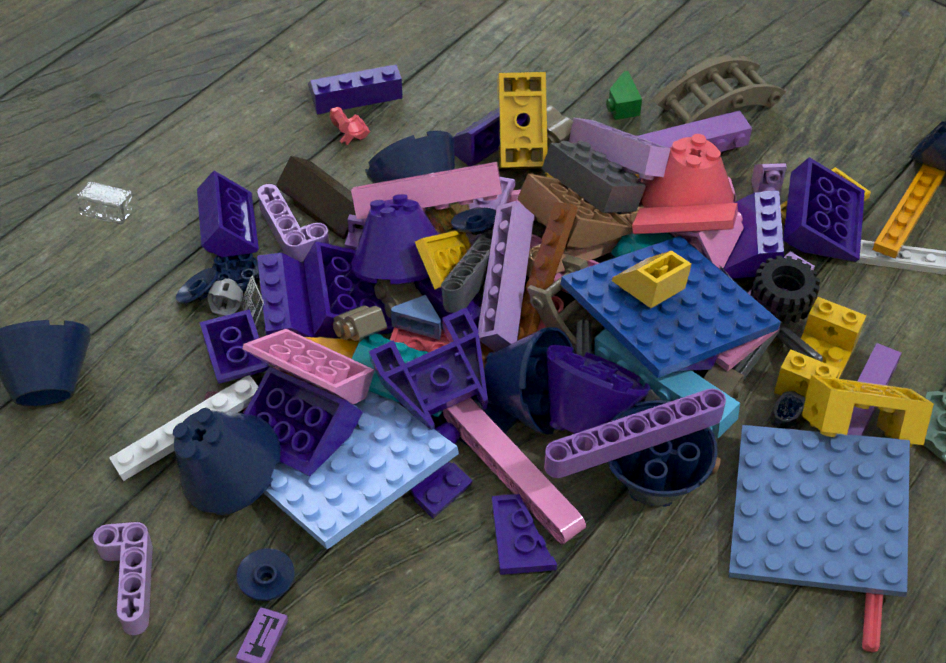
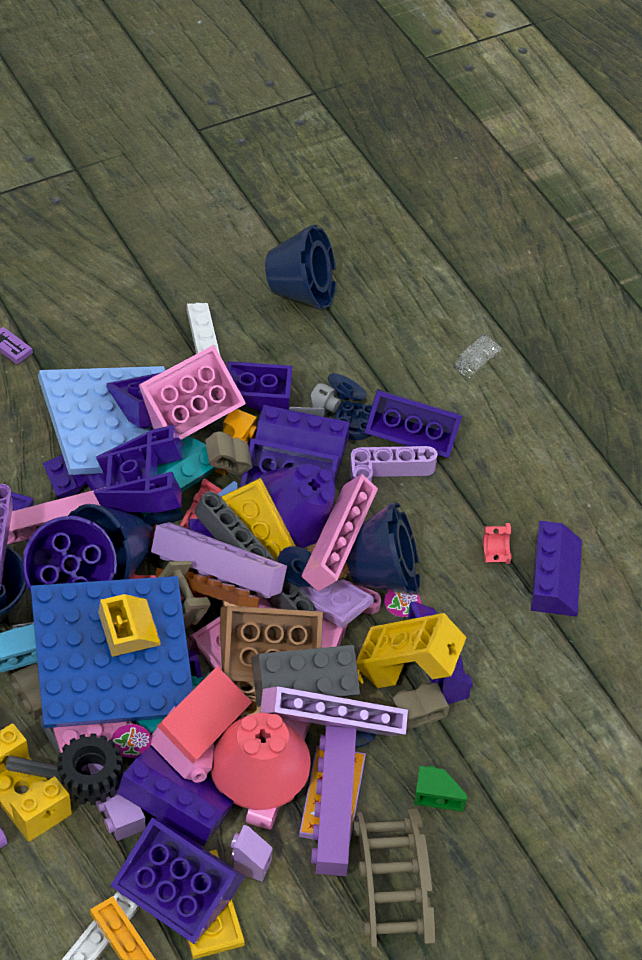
camera: 110 degrees right, 0 degrees up
(130, 578) = (102, 293): lavender beam -> none
(225, 459) = (153, 341): dark blue cone -> none
(264, 564) = (53, 355): dark blue dish -> none
(317, 194) = (422, 498): dark brown slope -> none

